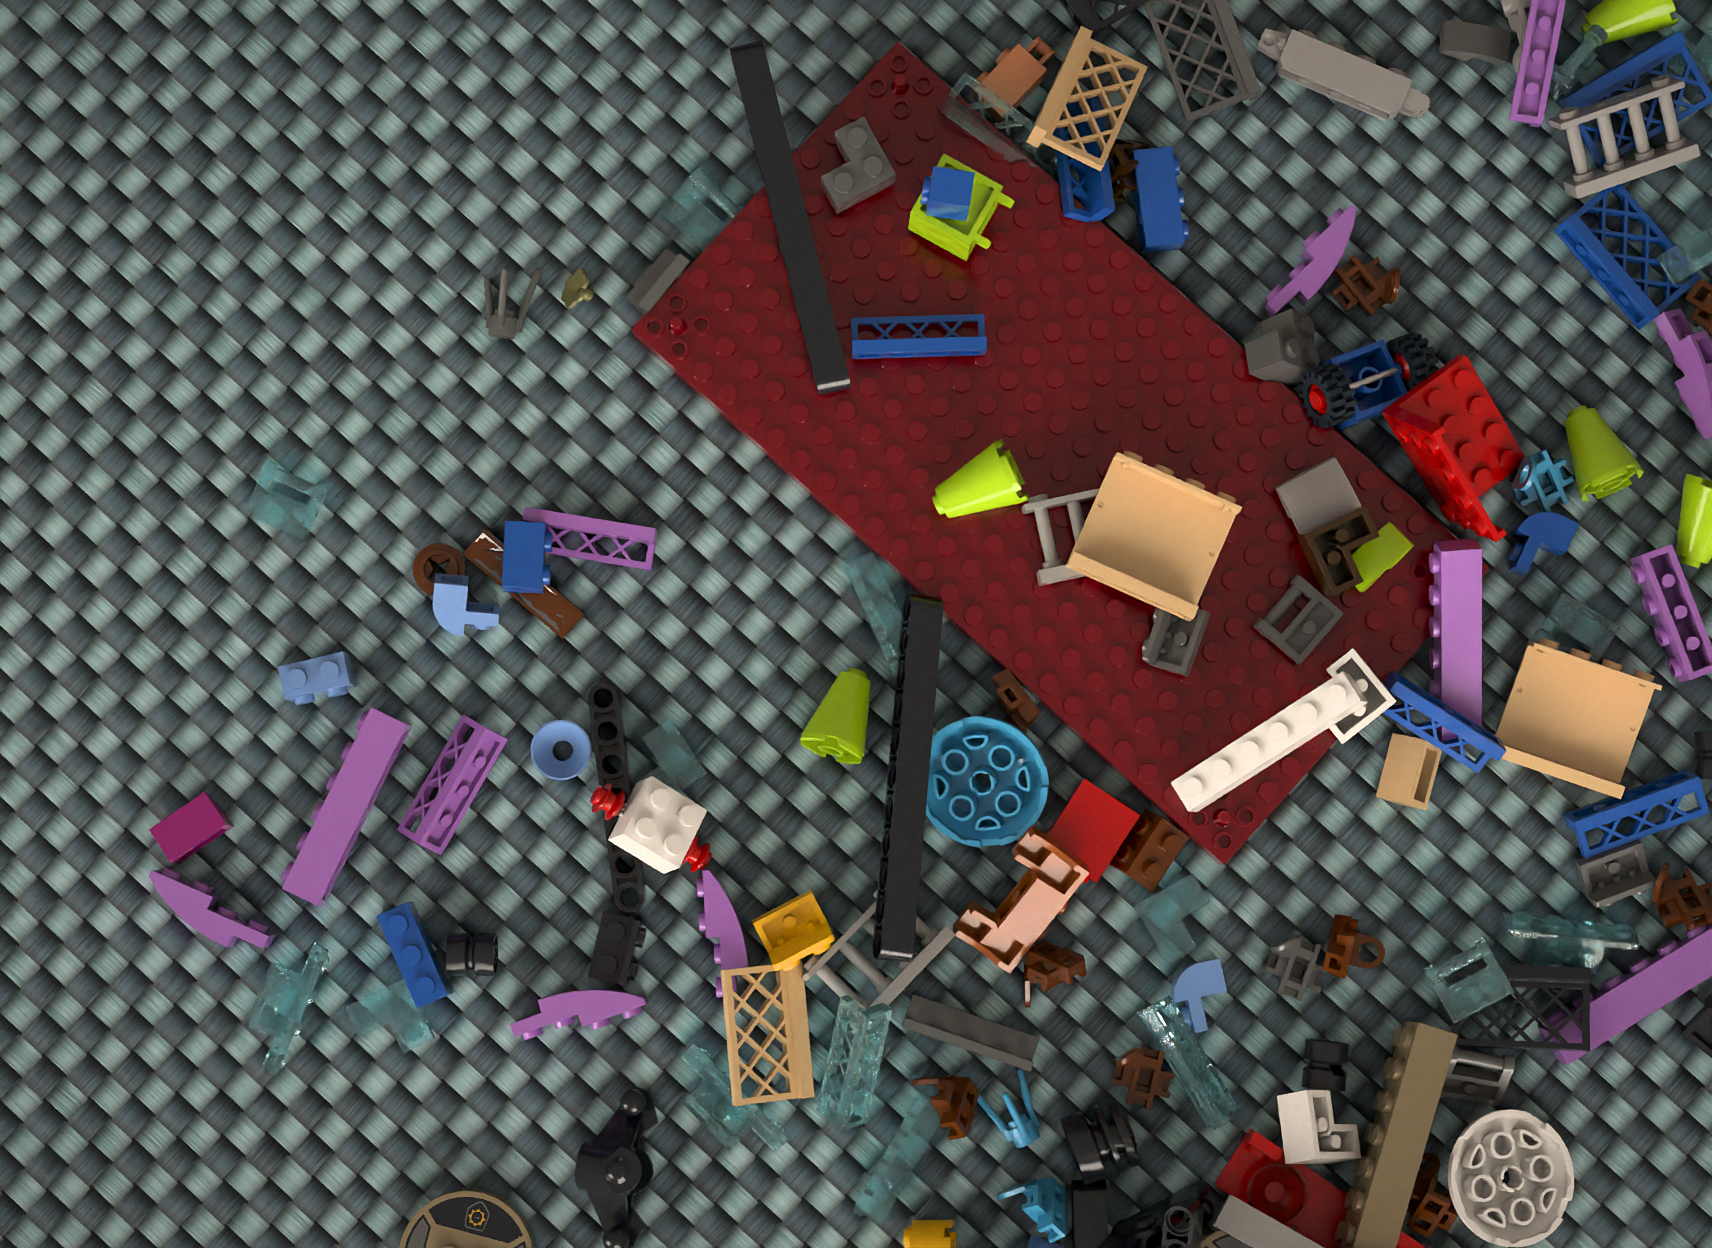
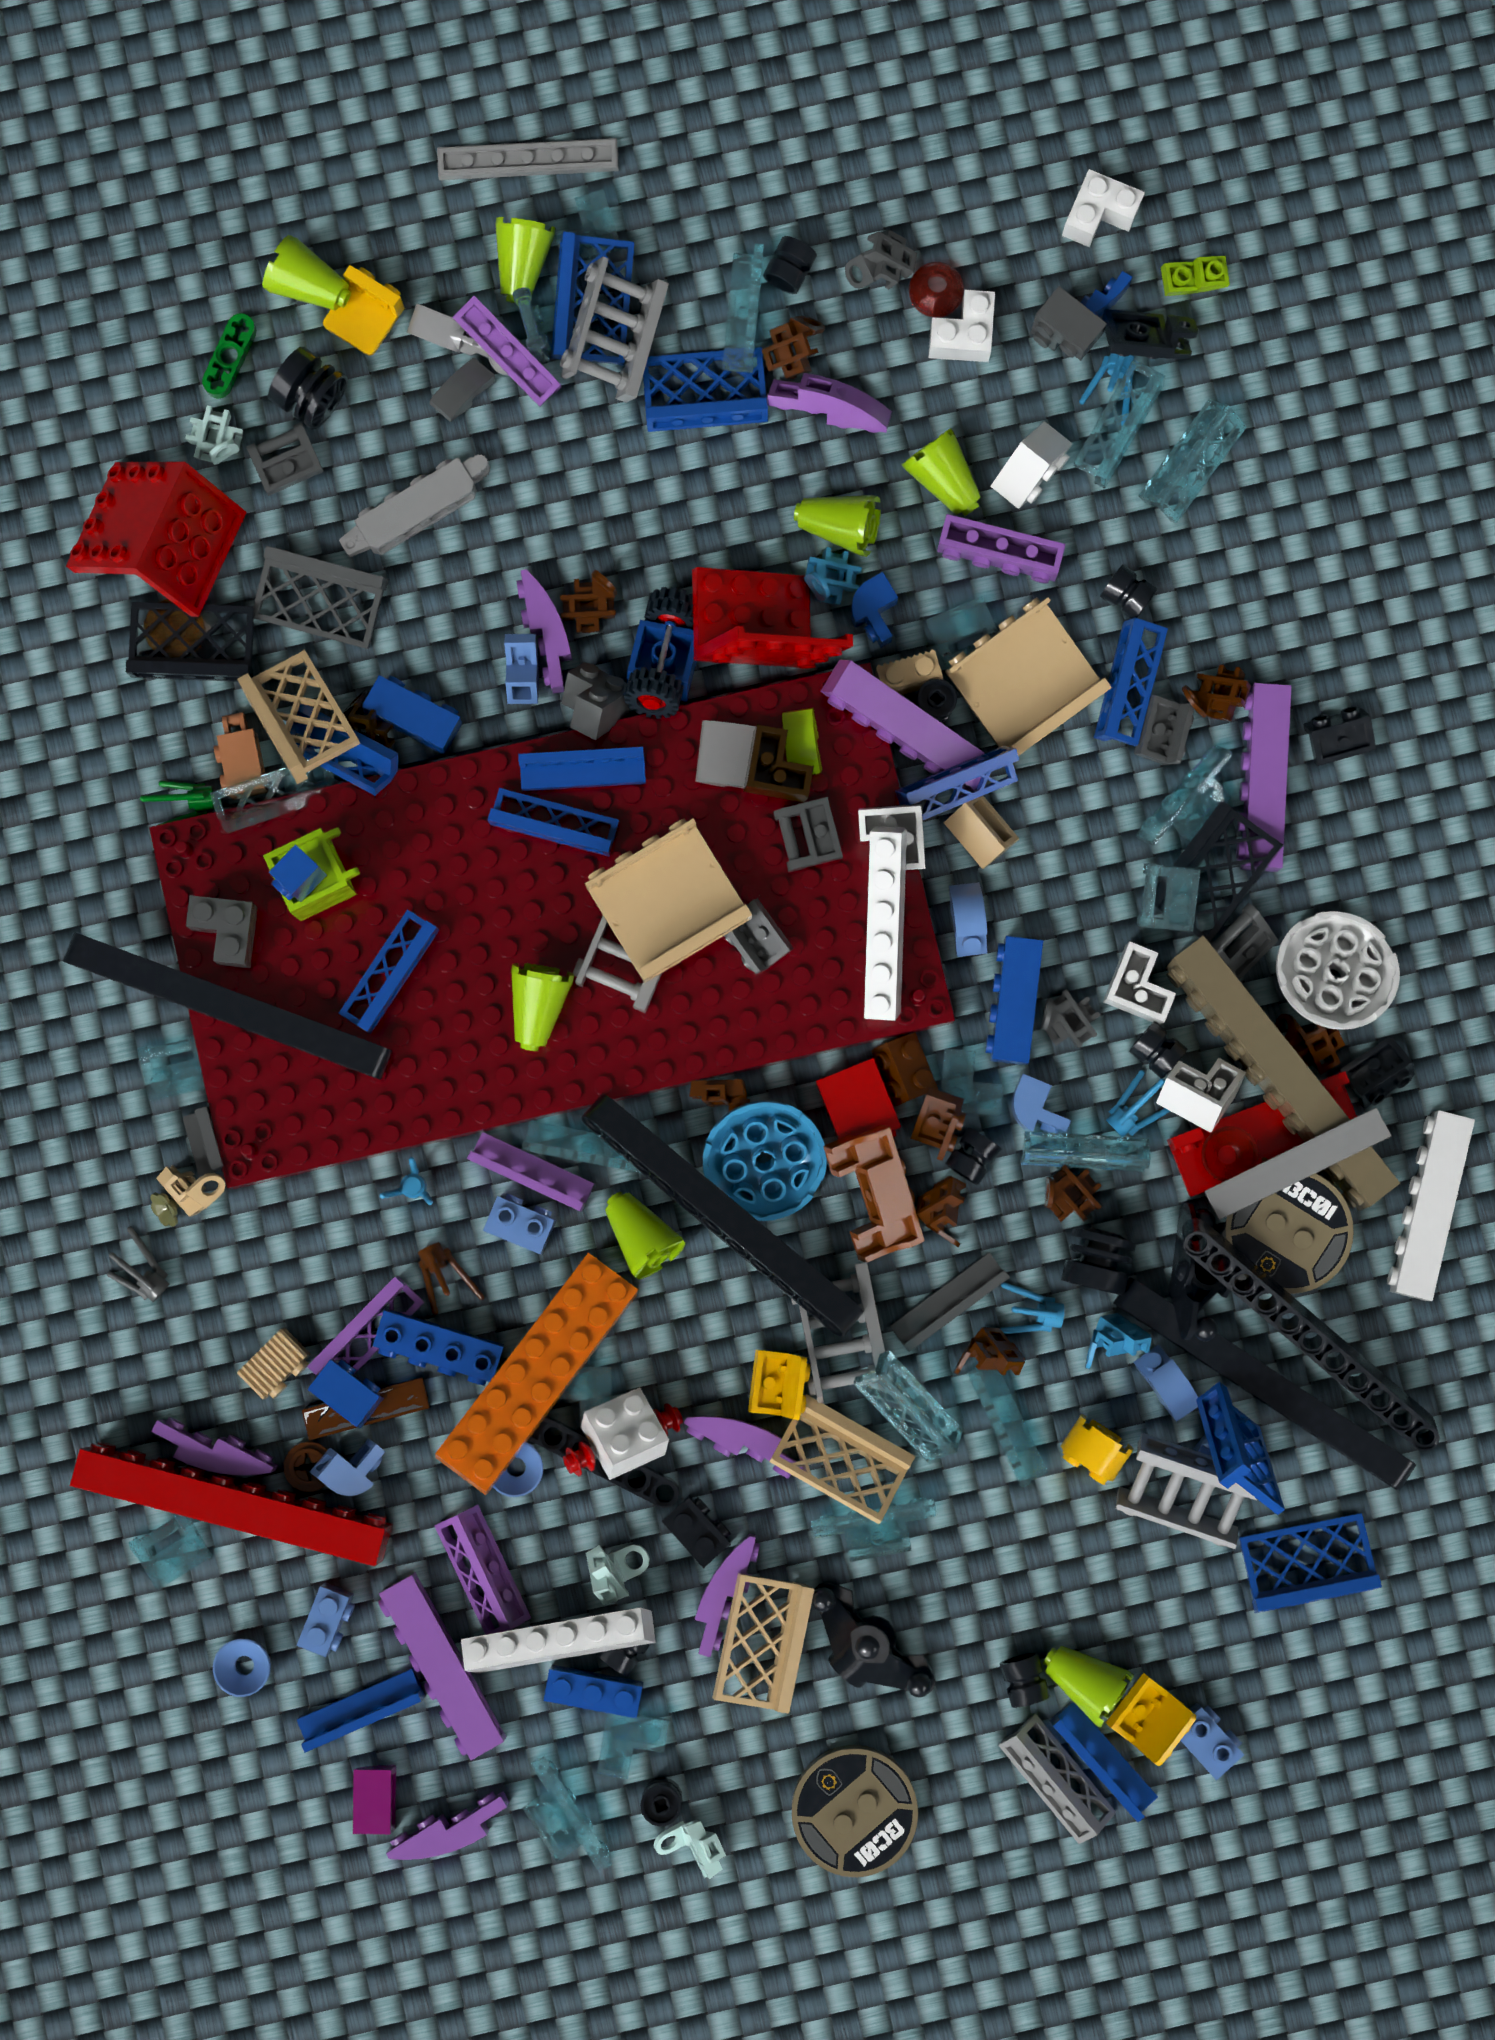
camera: 50 degrees left, 0 degrees up
(210, 630) = (228, 1676): none -> medium blue piece
(260, 761) = (360, 1709): none -> blue fence
(347, 1143) = (703, 1844): none -> light aqua piece
(359, 1081) = (661, 1801): none -> black wheel
(360, 525) = (232, 1504): none -> red brick
(397, 491) = (224, 1457): none -> medium lavender slope
(437, 892) = (558, 1640): none -> white brick
(507, 478) = (274, 1364): none -> tan brick
(529, 897) = (611, 1571): none -> light aqua piece
(564, 1102) = (789, 1642): none -> tan fence
(602, 304) = (190, 1197): none -> tan piece
(621, 609) = (437, 1345): none -> blue brick
(656, 711) = (536, 1374): none -> orange brick
(692, 553) = (434, 1259): none -> reddish brown plant
(744, 488) = (411, 1186): none -> dark azure plant
(776, 606) = (519, 1224): none -> medium blue brick
(829, 584) = (531, 1171): none -> medium lavender fence
(954, 63) = (198, 798): none -> green plant
(1115, 964) = (973, 1156): none -> black wheel
(1125, 911) = (938, 1120): none -> reddish brown bracket
(1140, 388) = (550, 832): none -> blue fence
(1216, 380) = (582, 768): none -> blue fence
(1241, 1077) = (1124, 1119): none -> dark azure plant
(1265, 266) = (521, 668): none -> medium blue brick
(1279, 907) = (1016, 1000): none -> blue brick
(1322, 814) = (968, 919): none -> medium blue brick
(1345, 946) = (1080, 972): reddish brown piece -> none
(1361, 1006) = (1132, 991): none -> white brick
(1500, 650) = (937, 699): none -> black wheel
(1506, 612) = (910, 673): none -> tan brick

